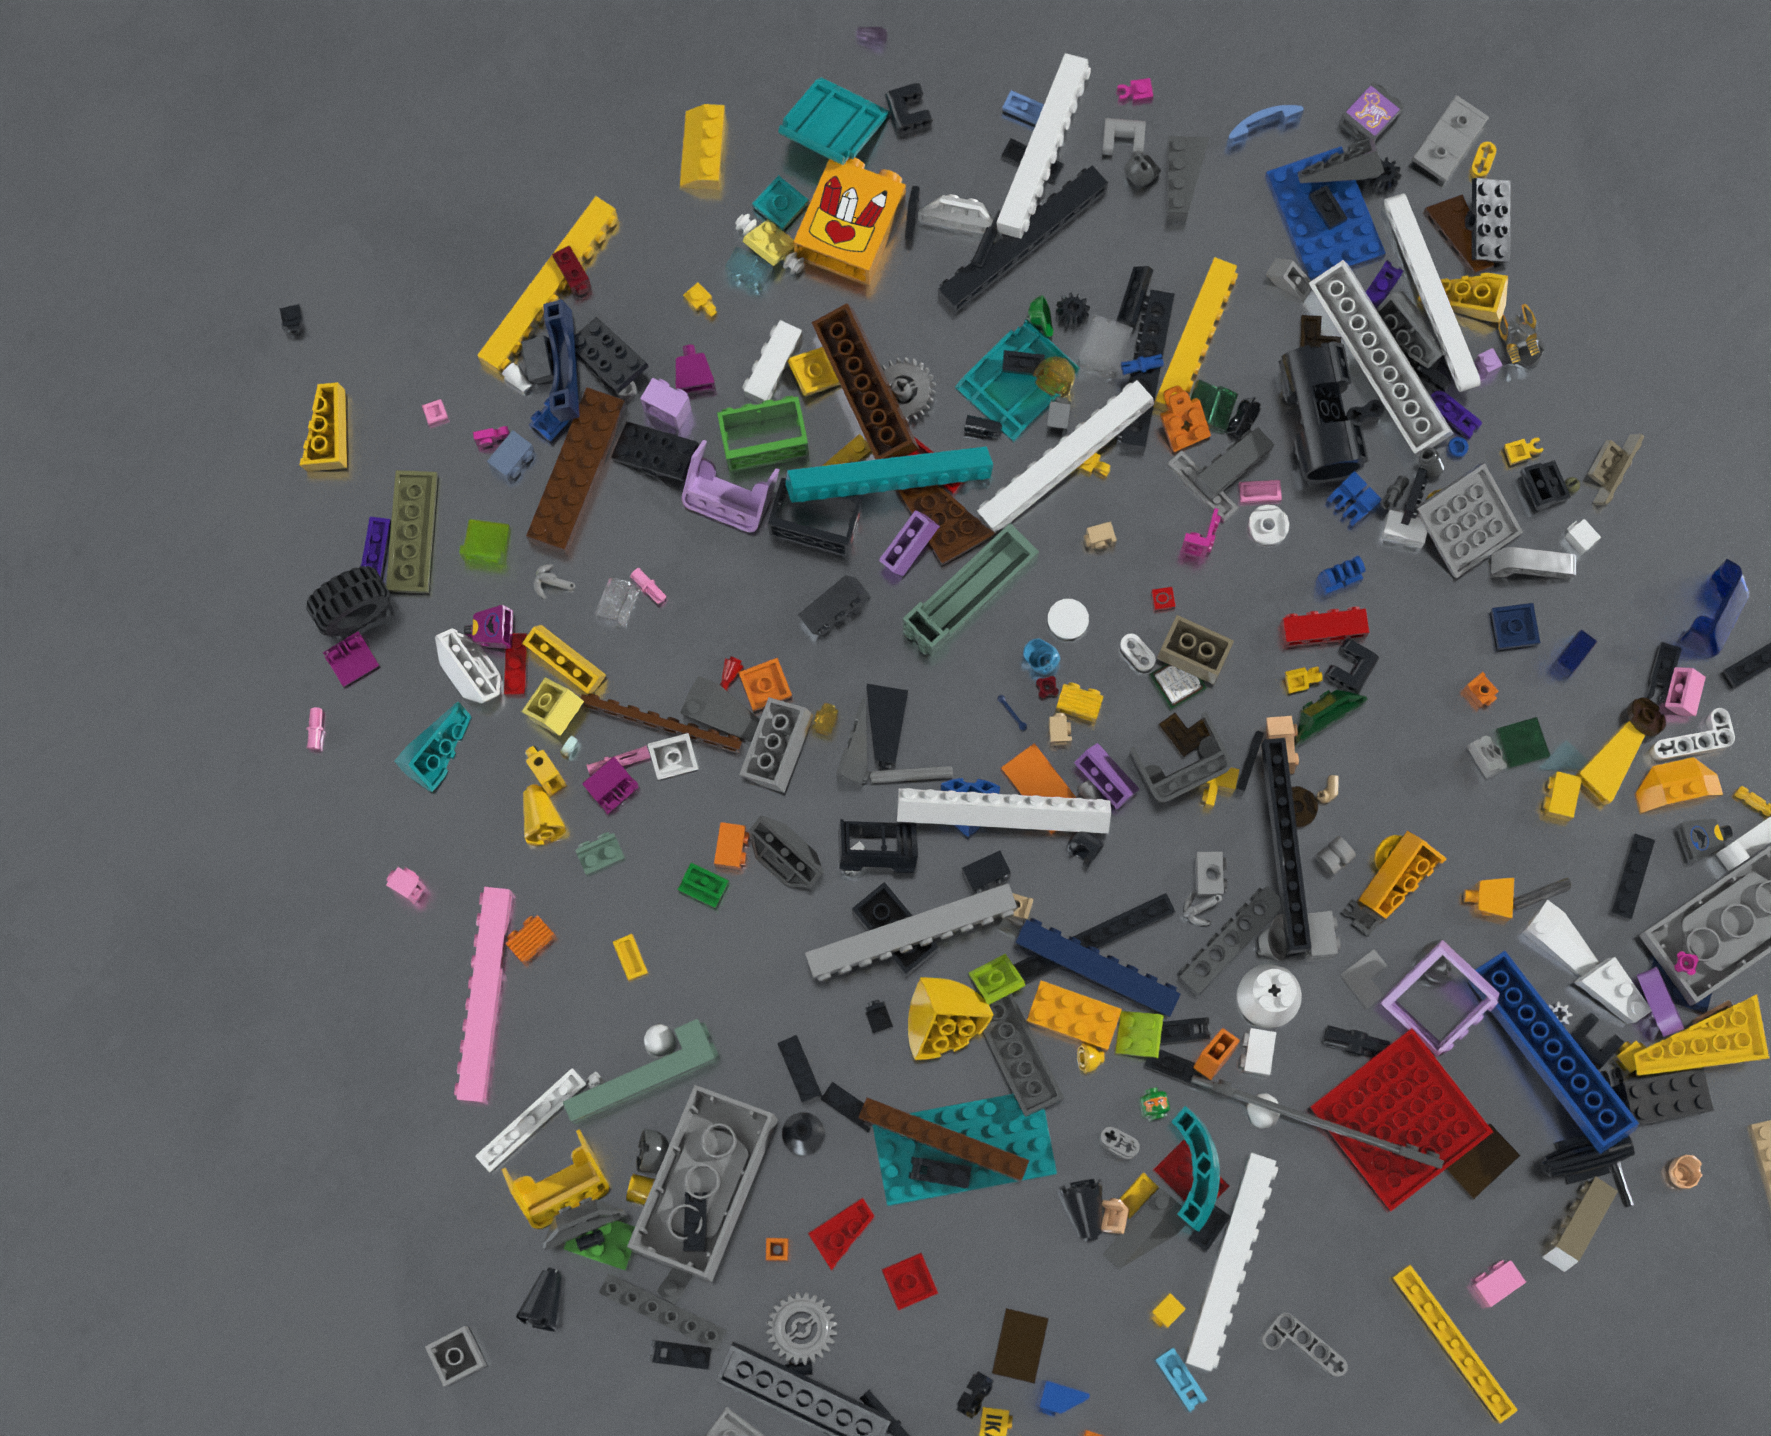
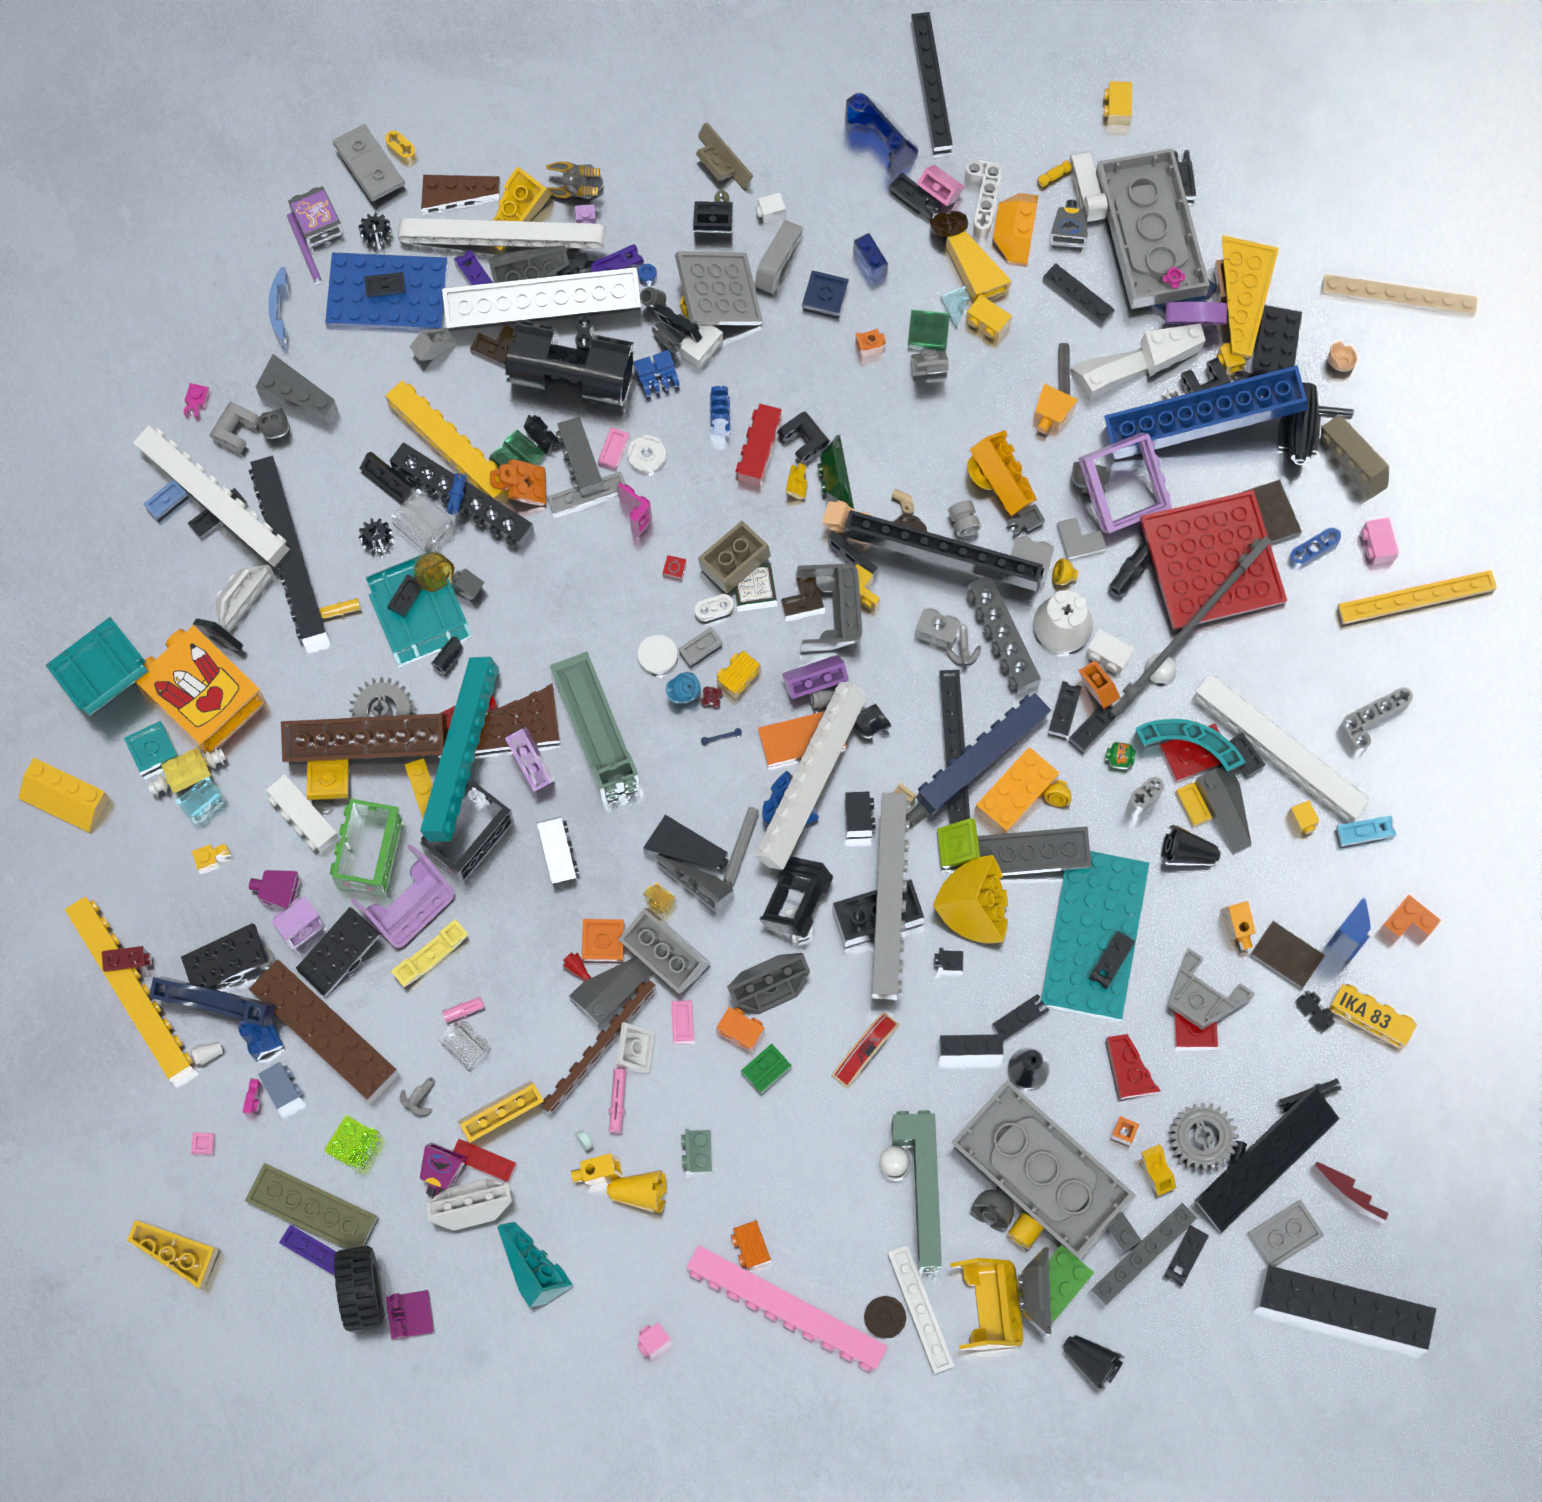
camera: 70 degrees left, 5 degrees down
(292, 319) = (45, 1245): black bracket -> none
(314, 728) = (463, 1374): bright pink axle -> none
(455, 1356) = (1113, 1460): light grey brick -> none
(512, 1090) = (885, 1317): none -> dark brown tile
(538, 359) = (199, 1023): black brick -> none
(552, 706) = (542, 1138): light yellow brick -> none
(590, 1240) = (1057, 1291): black pin -> none
(594, 1080) = (908, 1237): white hinge -> none
(610, 785) = (638, 1115): magenta hinge -> none
(630, 957) = (805, 1161): yellow tile -> none
(686, 534) = (430, 954): none -> light yellow slope
(695, 1241) = (1078, 1191): black hinge -> none
(718, 790) = (682, 1021): none -> bright pink tile
(750, 1295) = (1157, 1170): none -> yellow brick
(760, 971) = (864, 1049): none -> slope
(873, 35) = (28, 602): clear purple cone -> none
(896, 102) = (115, 608): black connector -> none
(934, 1275) = (1198, 1000): none -> light grey wing
(943, 1139) = (1084, 944): reddish brown brick -> none
(986, 243) = (287, 587): black axle -> none
(986, 310) = (340, 608): none -> yellow axle
(1035, 1279) = (1239, 915): none -> light orange torso
(1041, 315) = (366, 564): green piece -> none
(1059, 730) = (755, 701): tan brick -> none
(1065, 457) = (511, 594): white brick -> none
(1093, 464) = (521, 579): yellow plate -> none
(1093, 655) = (700, 646): none -> light grey plate
(1100, 536) = (595, 595): tan brick -> none
(1114, 1216) = (1206, 828): light nougat bracket -> none
(1139, 1034) = (1056, 742): lime plate -> none
(1272, 940) = (1017, 598): light grey piece -> none
(1322, 976) = (1064, 572): none -> yellow brick
(1332, 122) = (303, 246): none -> medium lavender bar
(1357, 163) = (356, 243): dark grey wedge -> none
(1473, 1233) = (1311, 555): none -> blue beam
(1490, 220) = (460, 160): plate -> none
(1520, 451) = (674, 224): yellow plate -> none

